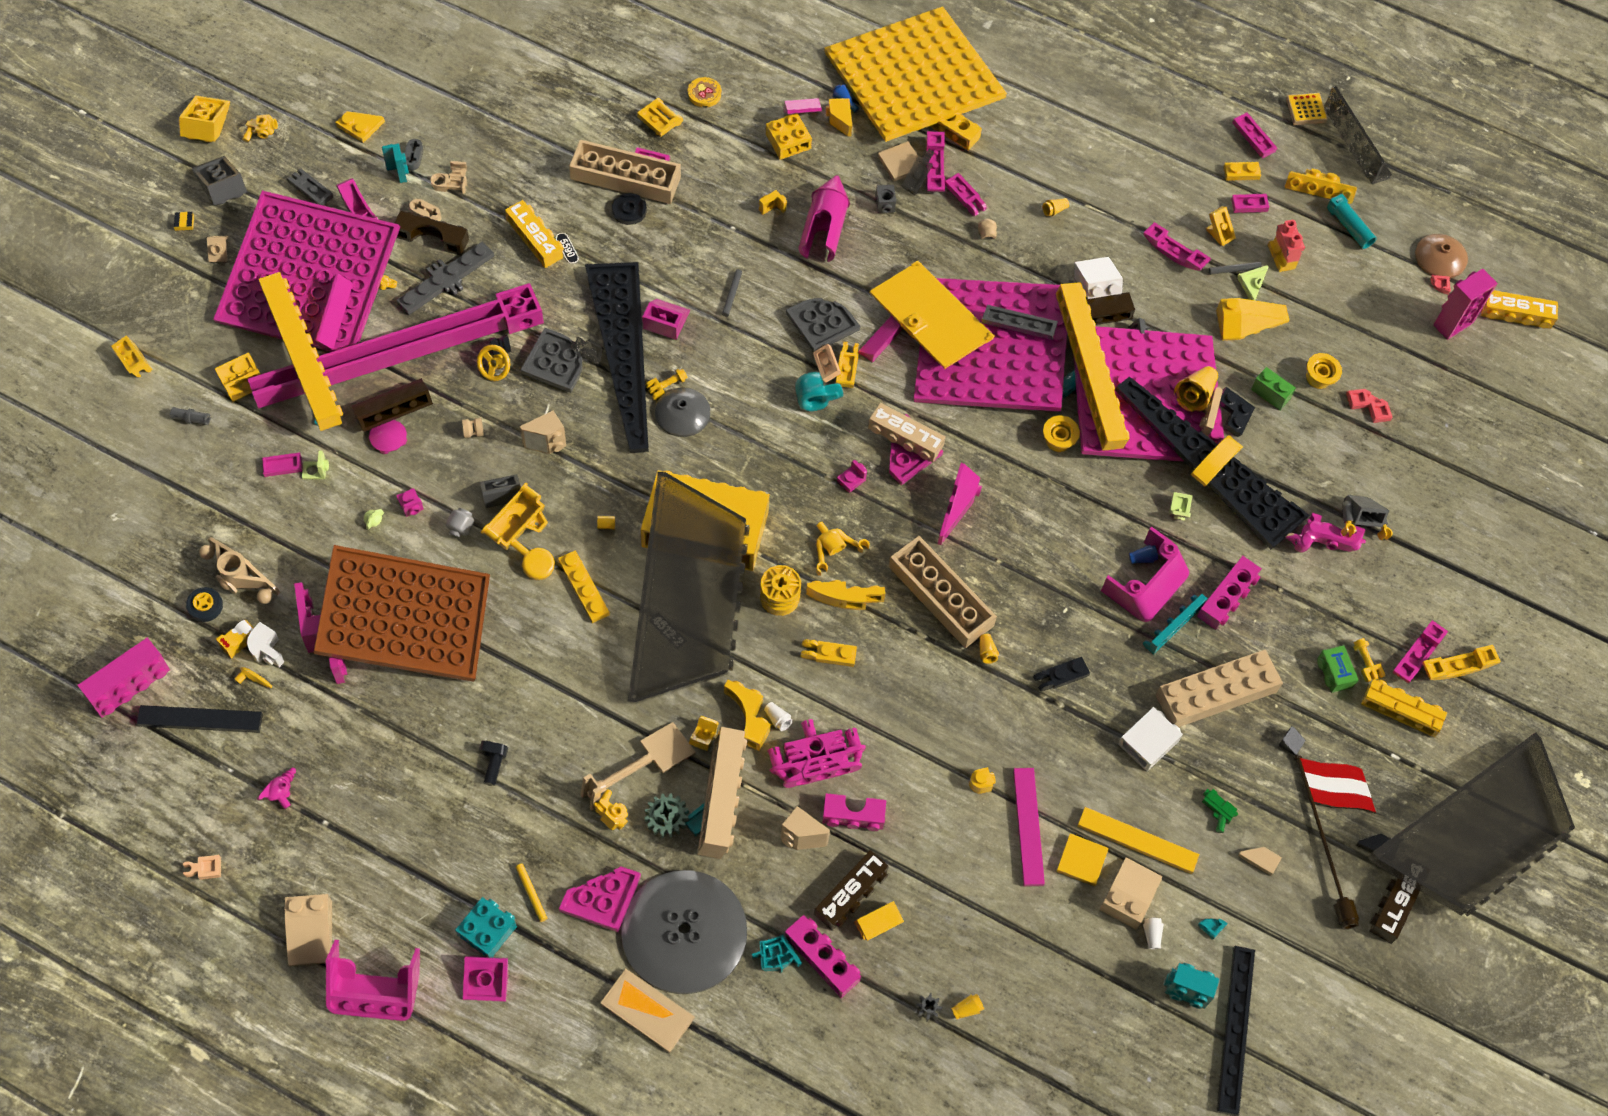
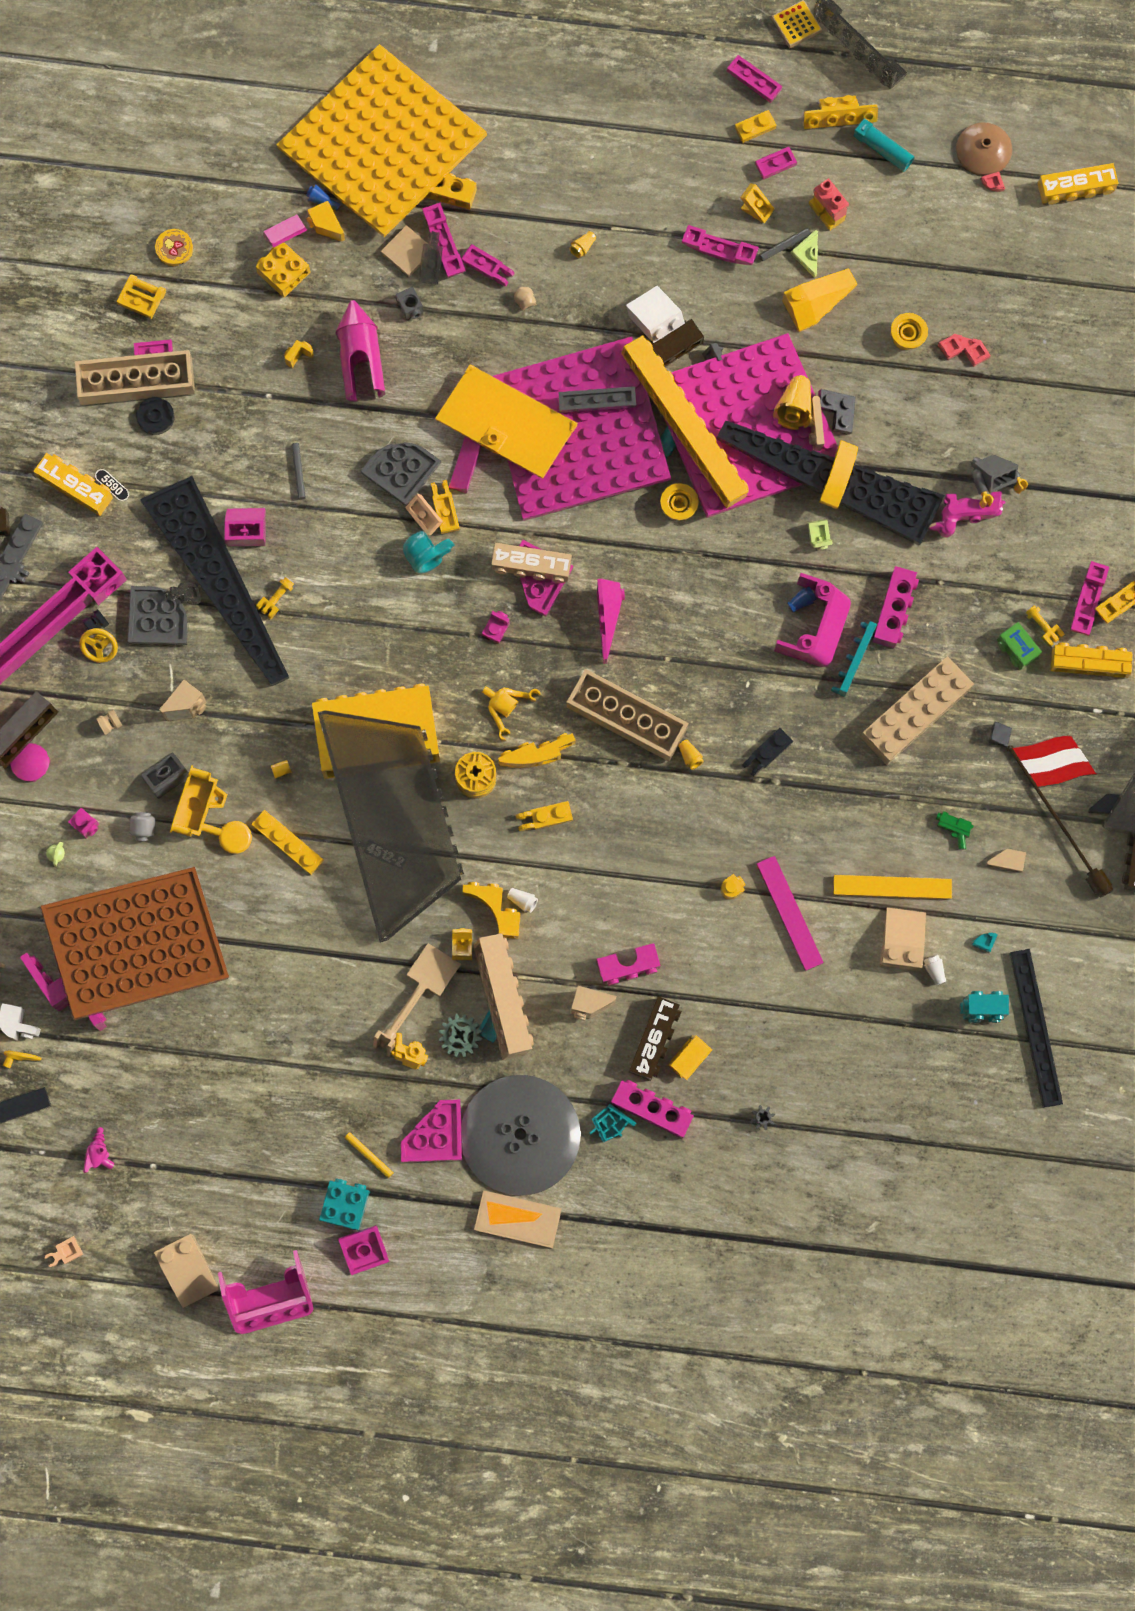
camera: 20 degrees left, 15 degrees up
(497, 752) = (281, 1039): black piece -> none
(682, 420) = (307, 633): dark grey dish -> none
(810, 765) = (581, 934): dark pink piece -> none
(968, 1007) = (796, 1103): yellow cone -> none
(1082, 859) = (849, 926): yellow tile -> none
(1150, 739) = (871, 784): white brick -> none
(1273, 388) = (866, 370): bright green brick -> none
(1465, 303) = (1024, 207): dark pink brick -> none

